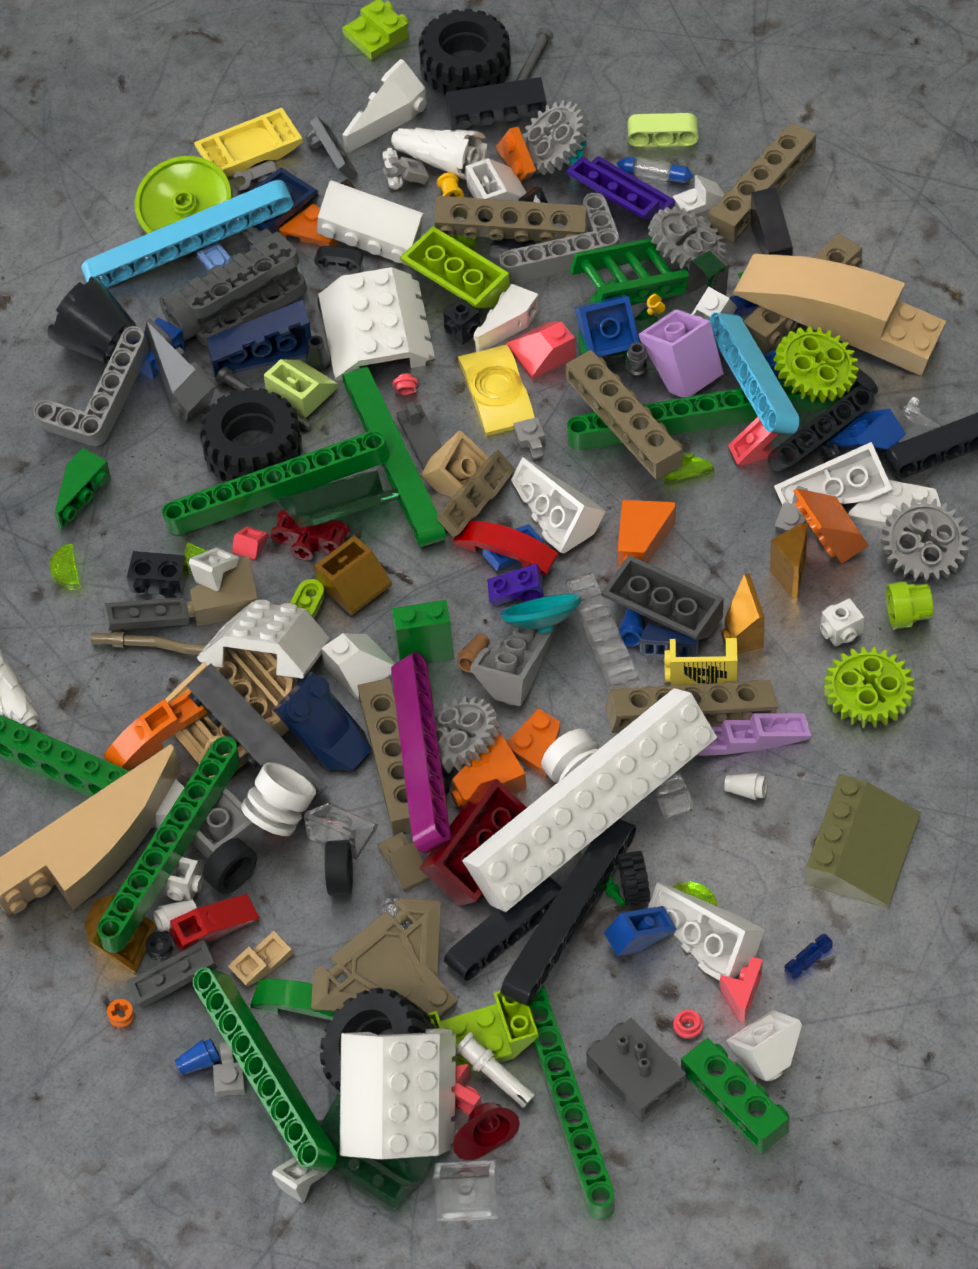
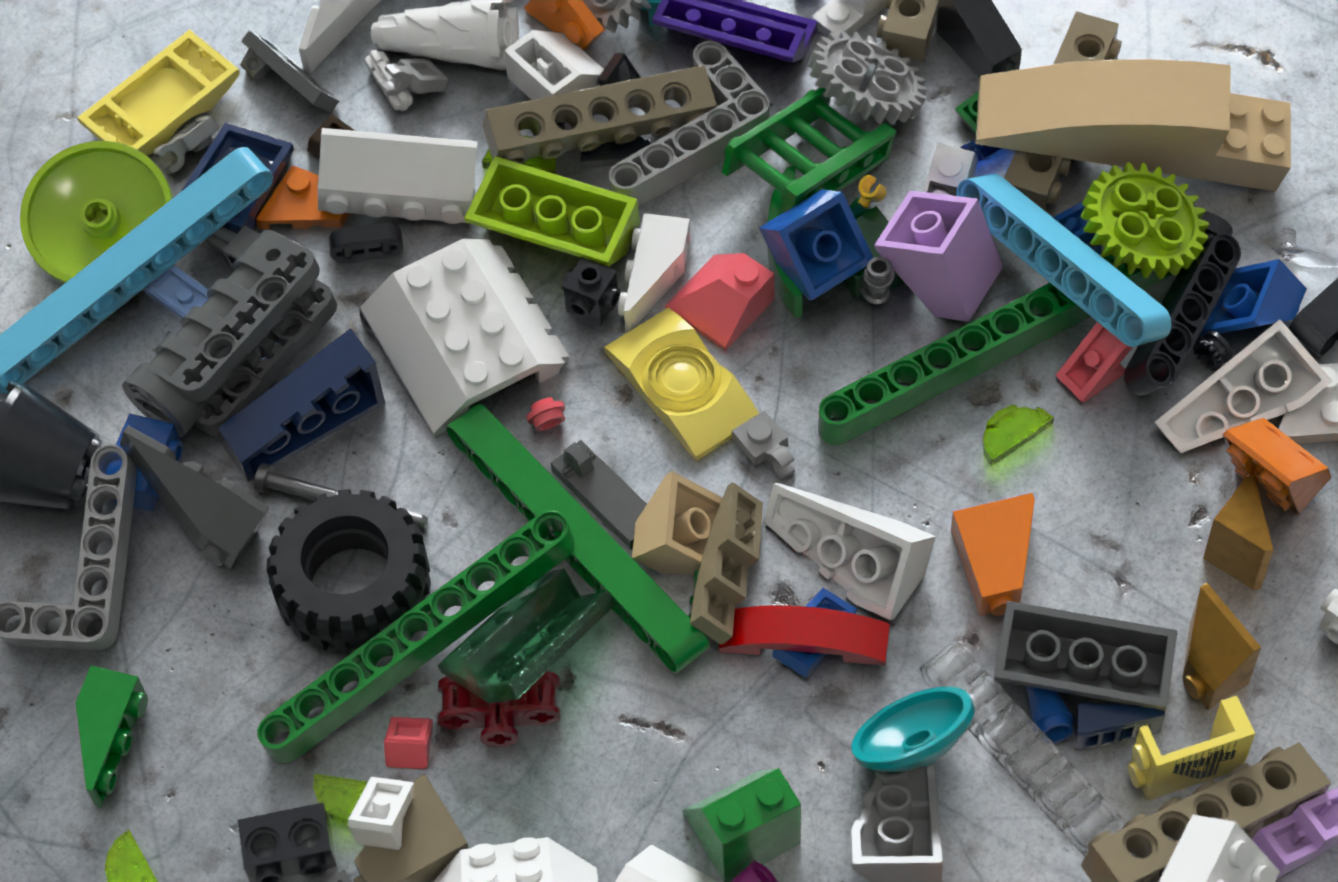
camera: 20 degrees left, 5 degrees up
(299, 385) = (387, 462): yellowish green slope -> none
(302, 599) = (535, 822): lime plate -> none
(317, 354) = (395, 404): black cone -> none
(352, 575) = (596, 756): pearl gold slope -> none
(449, 185) = (486, 88): yellow bush -> none
(471, 650) = (831, 829): medium nougat cone -> none
(521, 583) = (852, 693): dark purple plate -> none
(624, 414) = (911, 394): dark tan brick -> none
(709, 270) = (927, 106): dark grey piece -> none
(790, 515) = (1203, 463): light grey plate -> none

